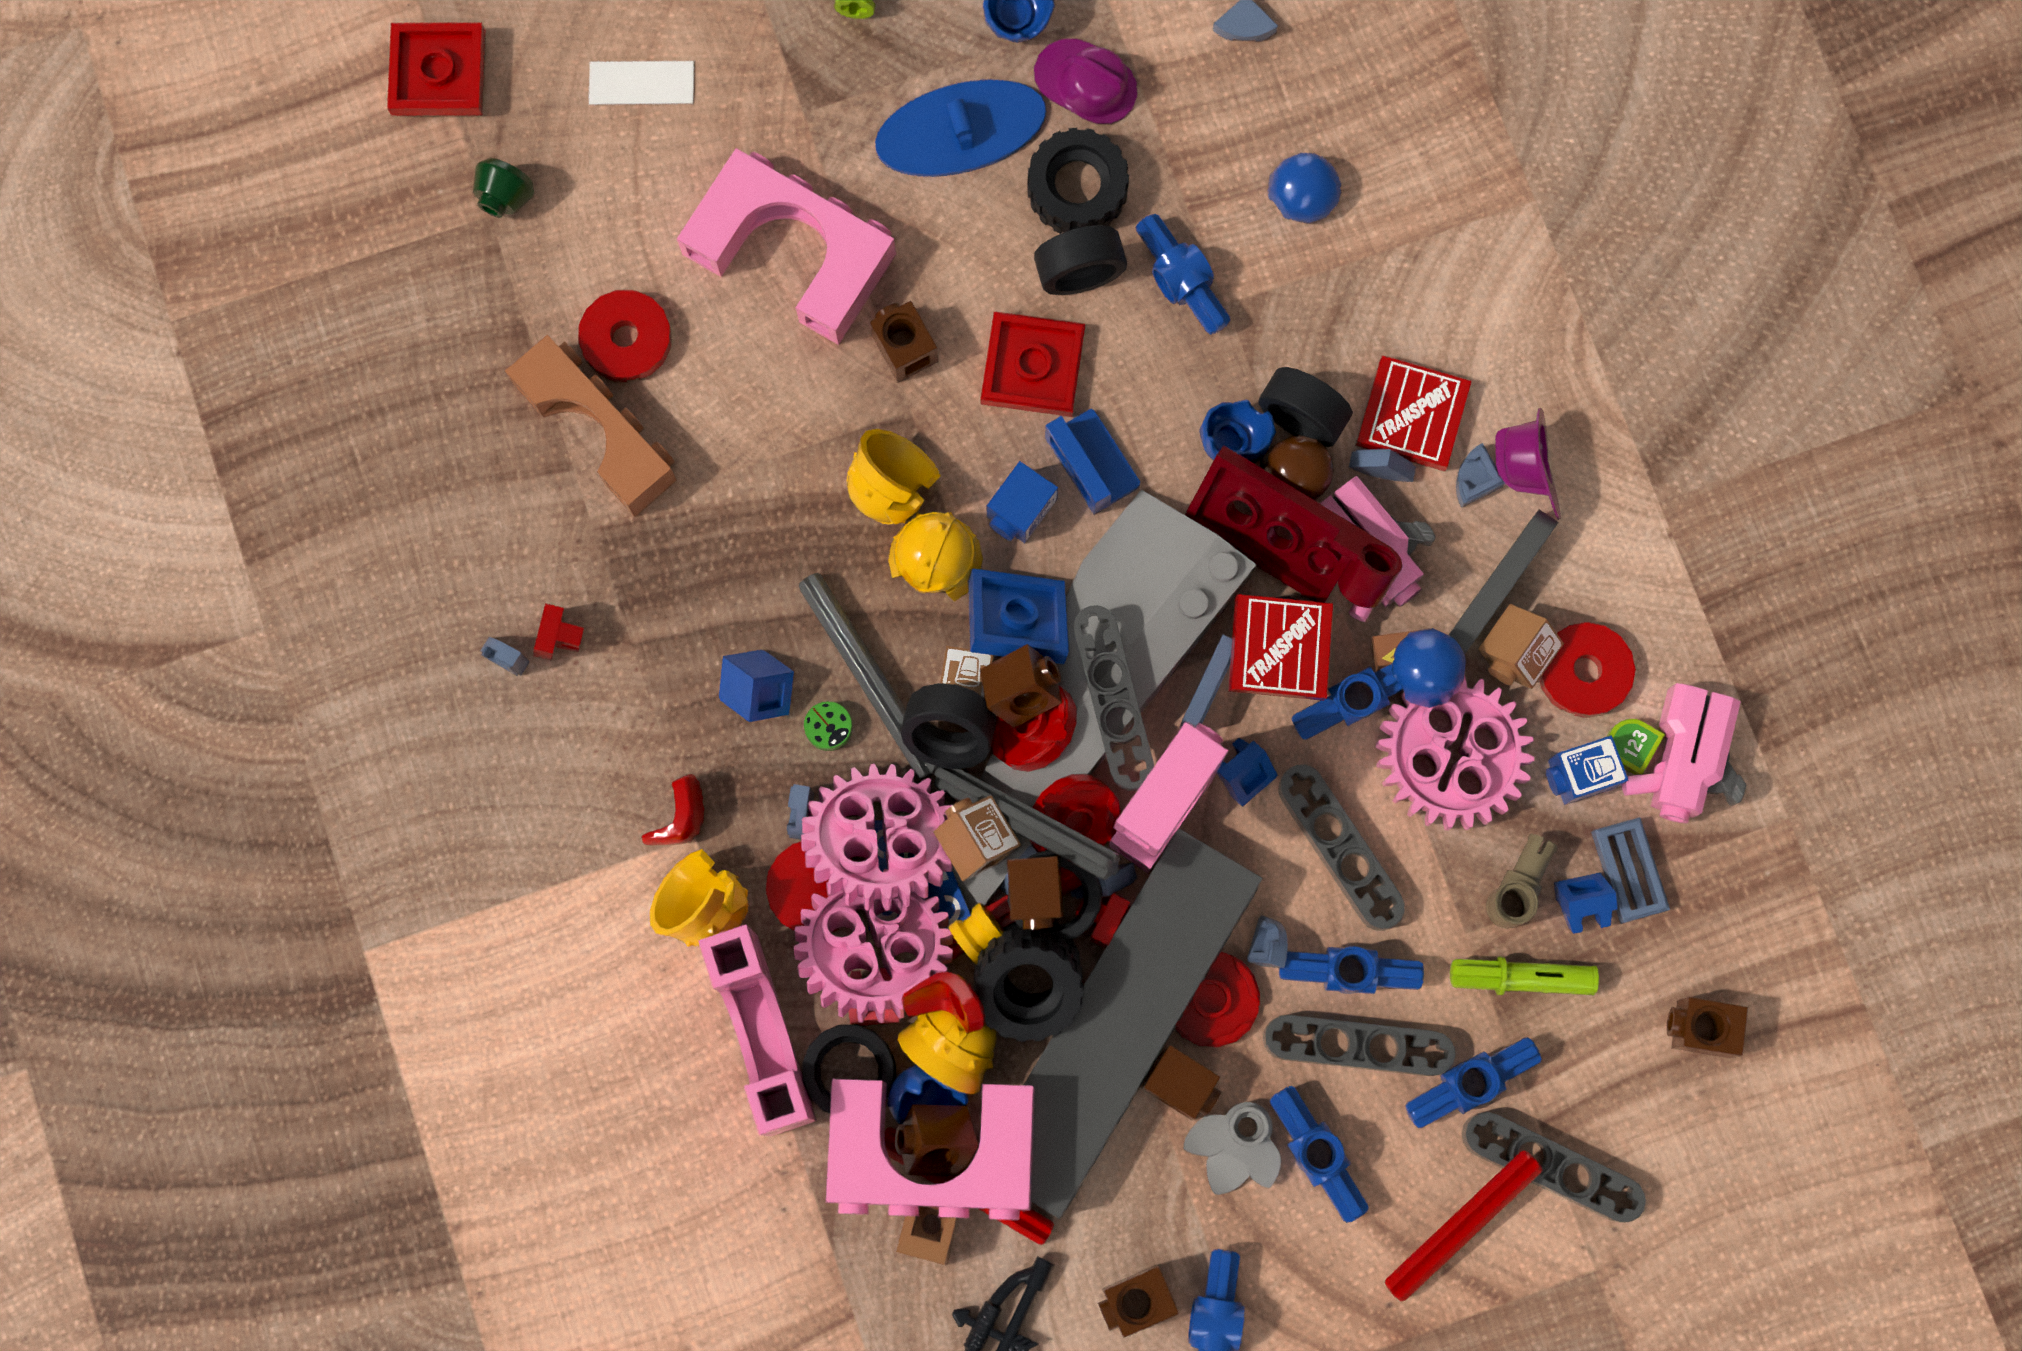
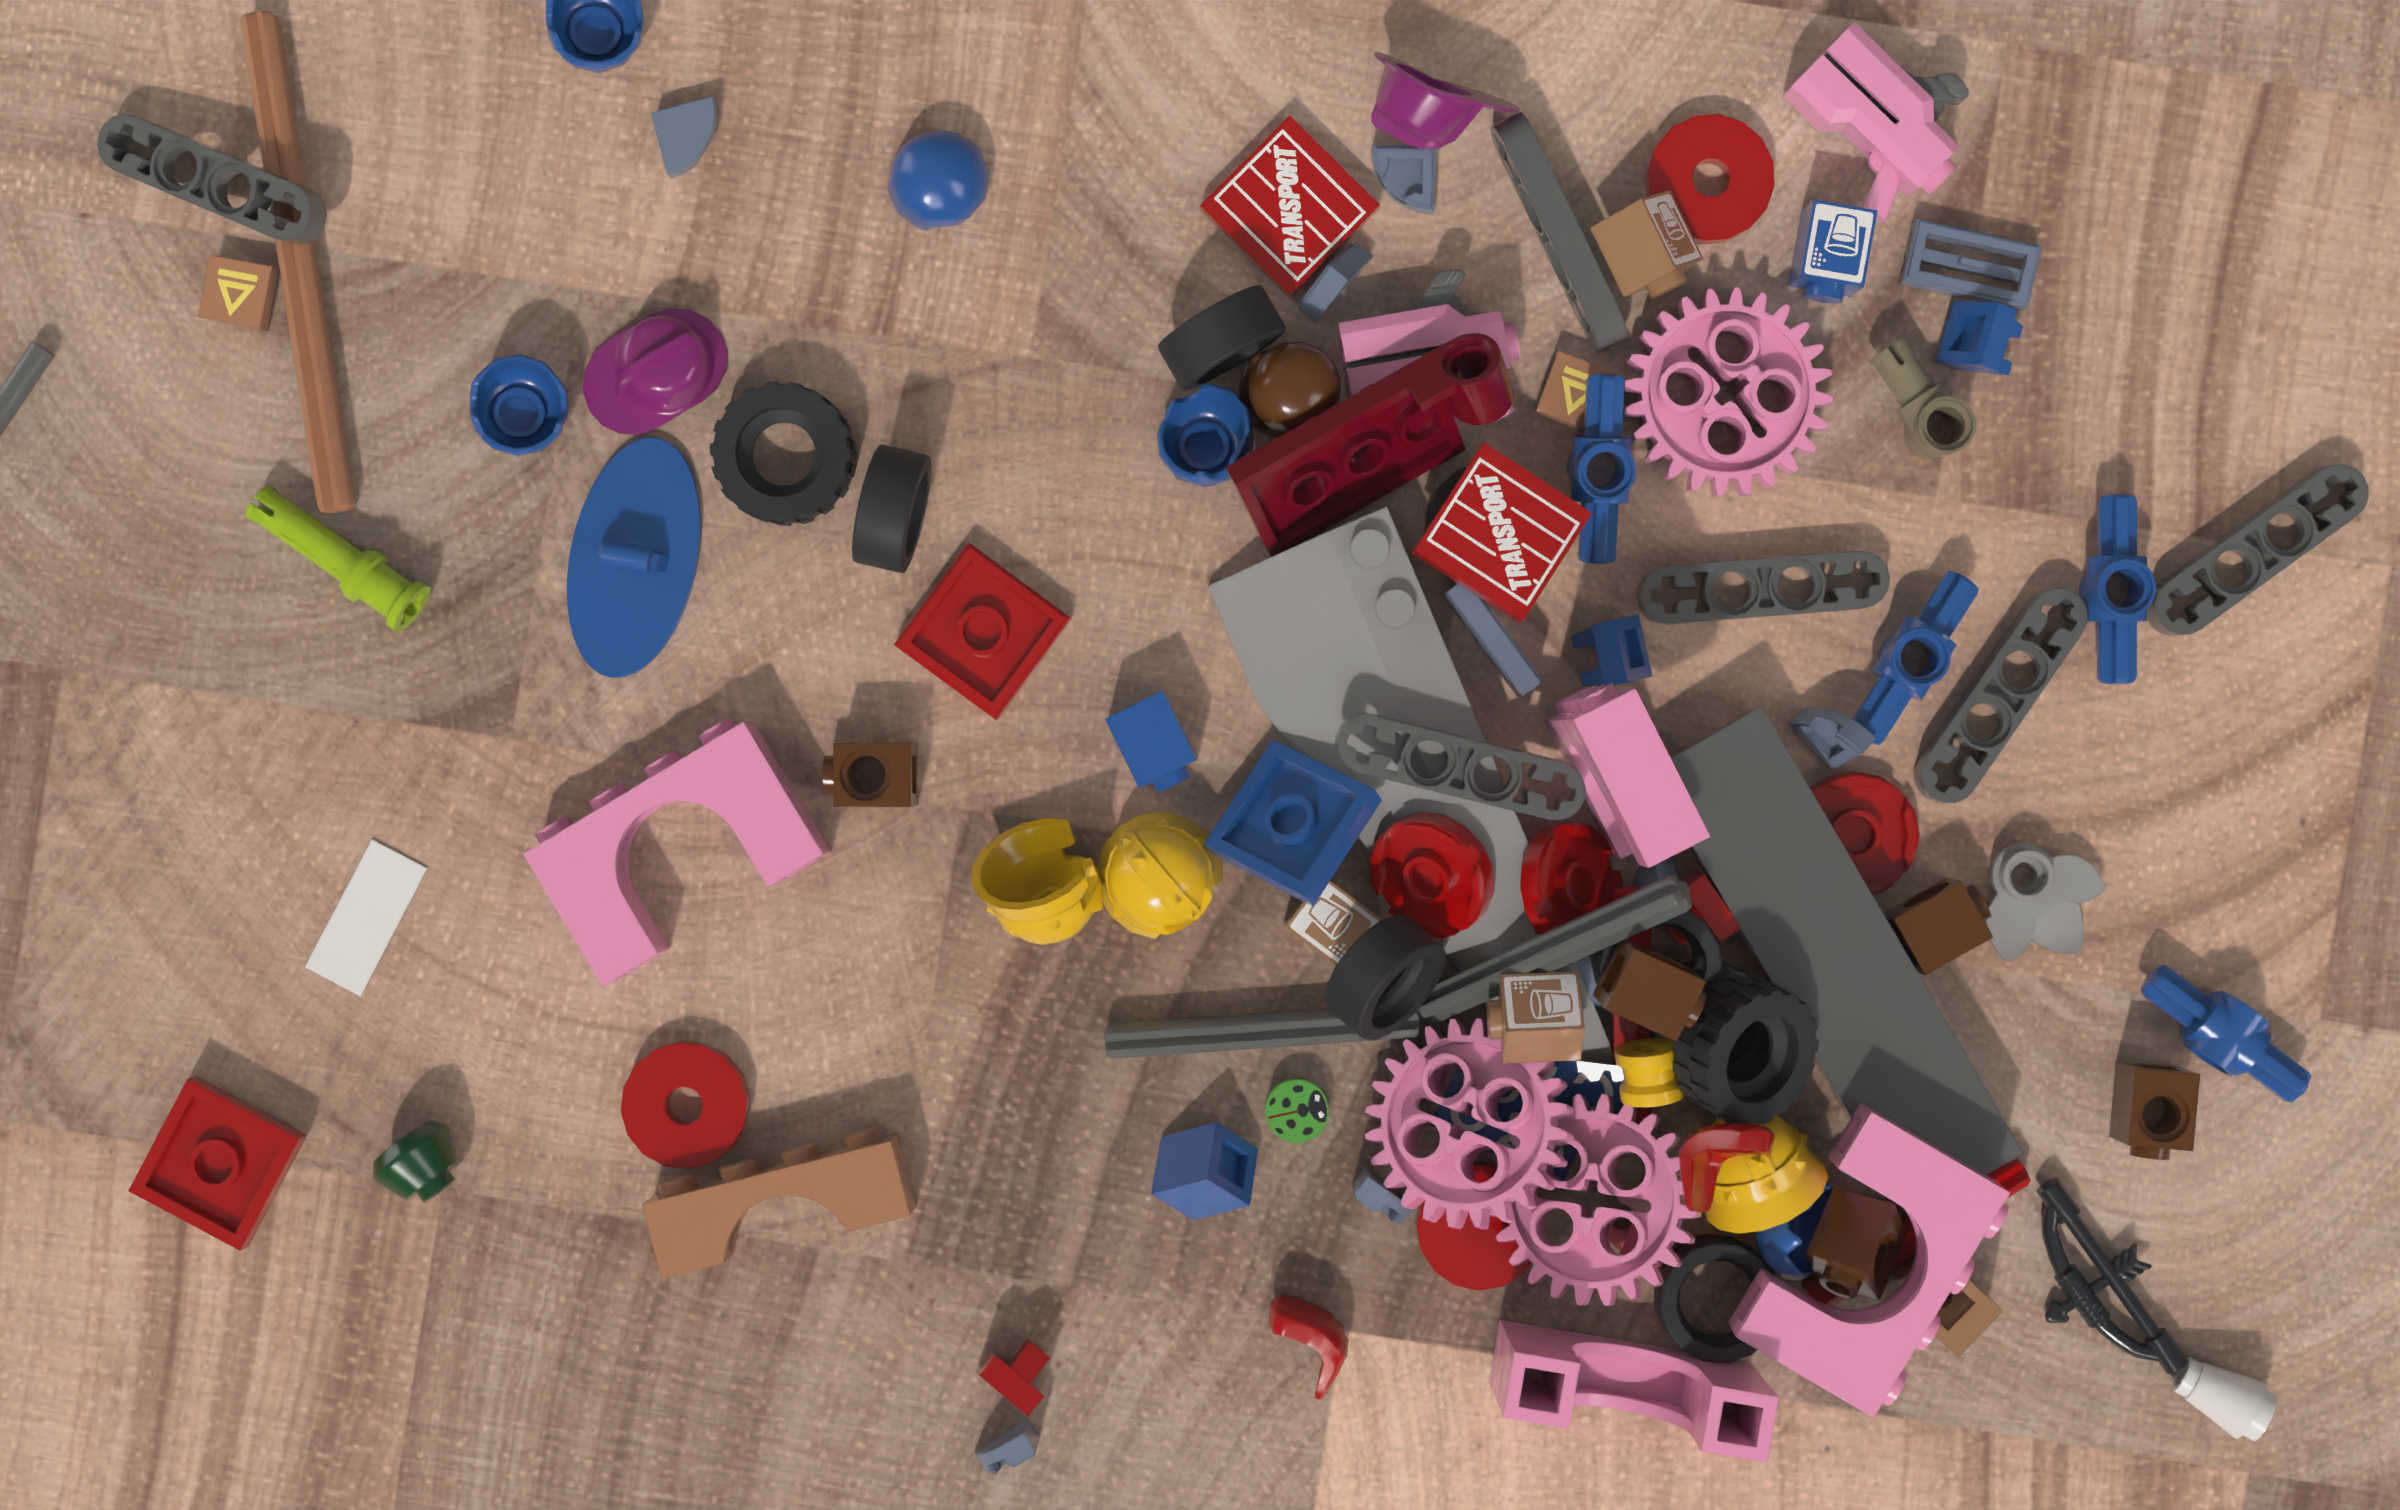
camera: 65 degrees left, 10 degrees up
(697, 901) = (1433, 1375): yellow helmet -> none
(1021, 685) = (1386, 868): reddish brown brick -> none
(1091, 459) = (1140, 623): blue panel -> none
(1183, 274) = (969, 390): blue axle -> none
(1334, 1176) = (2131, 811): blue axle -> none
(1429, 667) = (1619, 370): blue hair -> none
(1463, 1225) = (2270, 692): red axle -> none
(1524, 976) = (2025, 463): lime axle -> none
(1635, 744) = (1827, 174): tile -> none
(1728, 1024) = (2225, 269): reddish brown brick -> none

